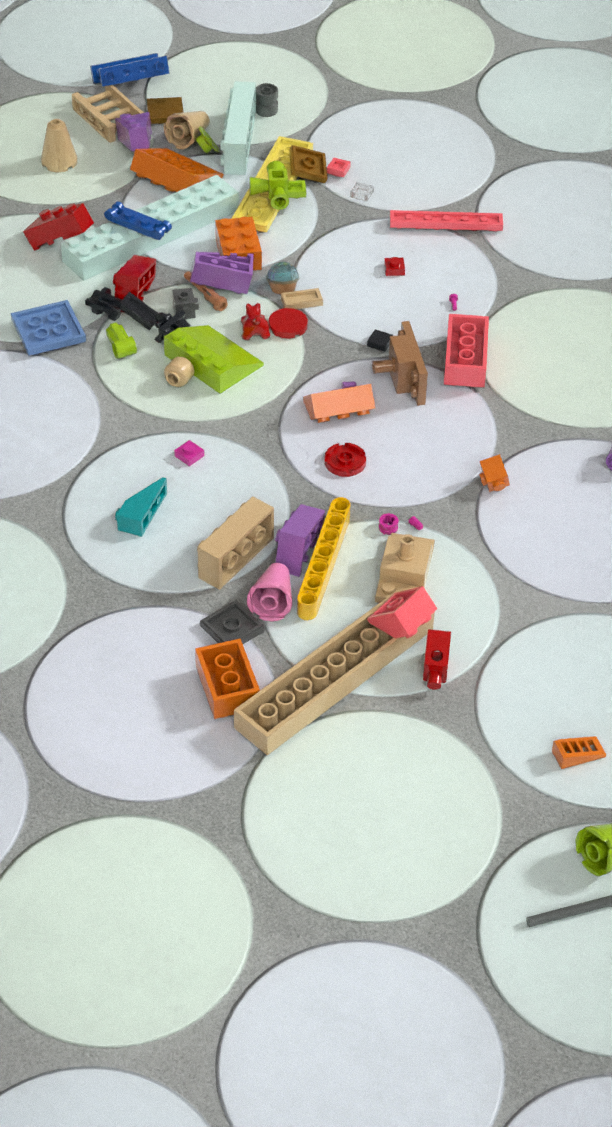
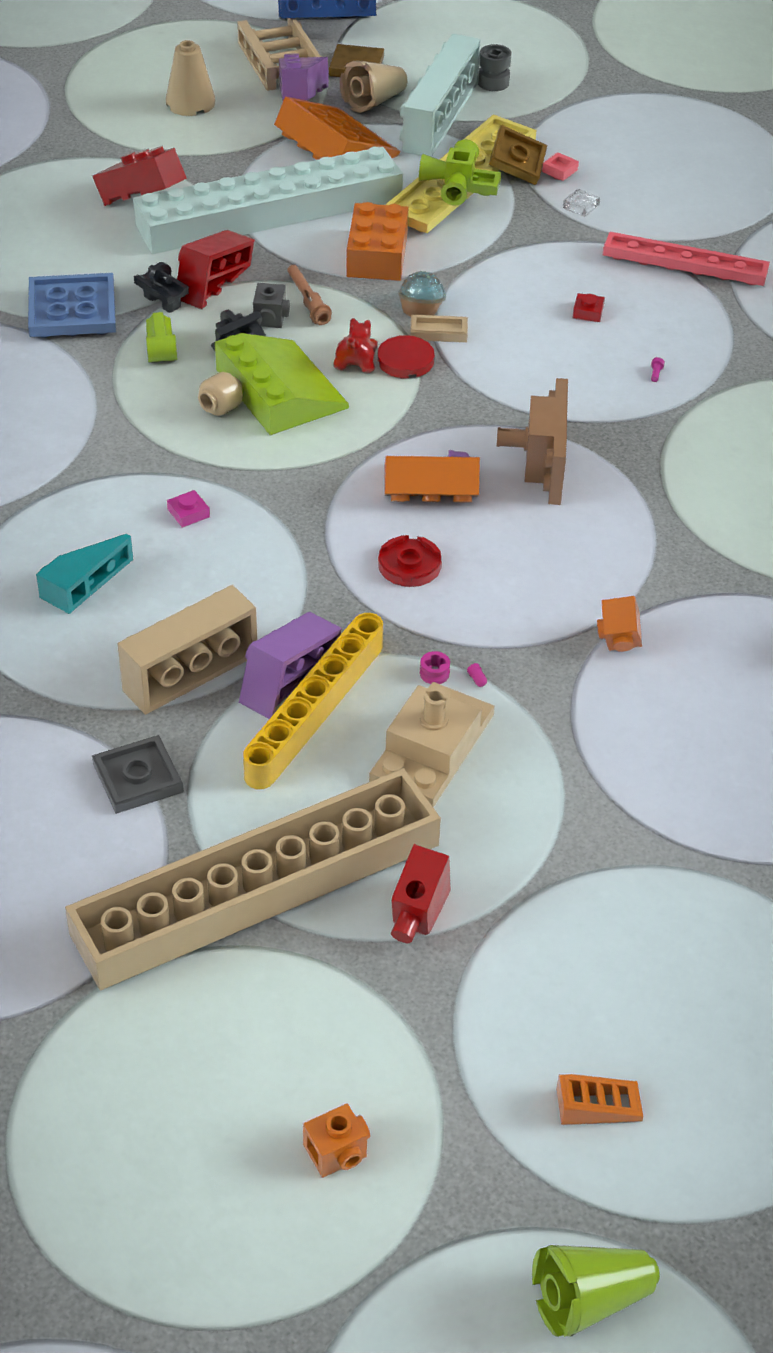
camera: 15 degrees right, 0 degrees up
(137, 221) = (244, 185): blue plate -> none
(138, 310) = (200, 302): black tile -> none
(206, 141) = (390, 104): lime piece -> none
(222, 272) = (336, 270): medium lavender wedge -> none
(225, 676) = (83, 848): orange brick -> none
(271, 594) = (210, 735): bright pink cone -> none
(379, 340) = (520, 401): black tile -> none
(404, 613) = (386, 810): coral slope -> none
(441, 804) = (336, 1140): none -> orange brick
(466, 350) = (645, 438): coral brick -> none

